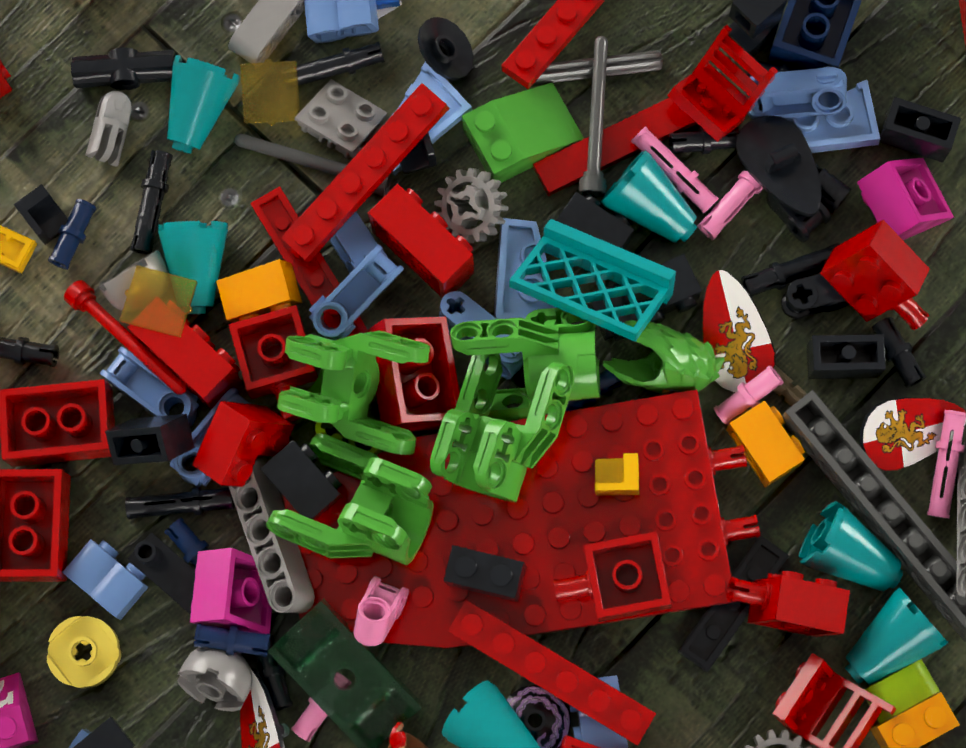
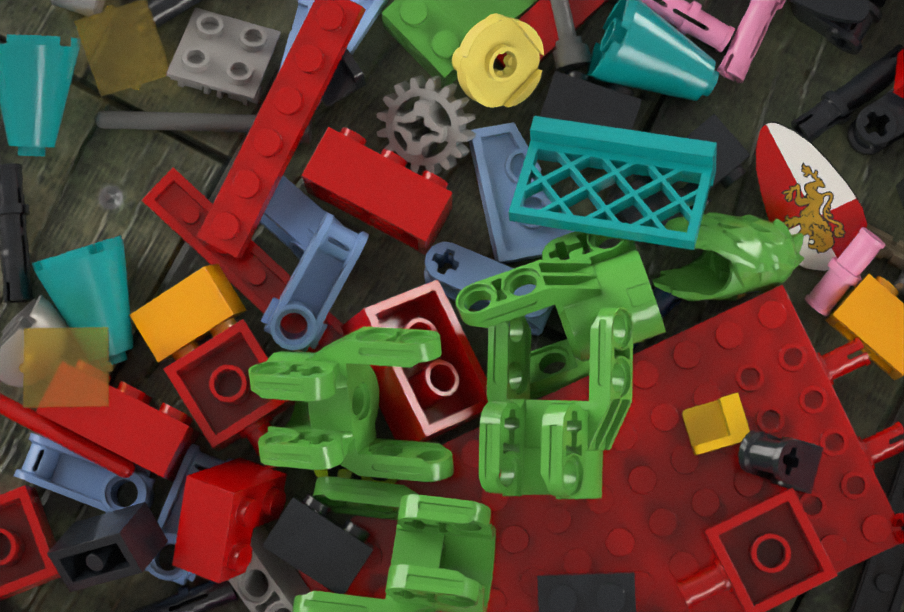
camera: 20 degrees left, 5 degrees up
(521, 163) = (477, 54): none -> light yellow plate
(655, 512) = (782, 461): none -> black piece

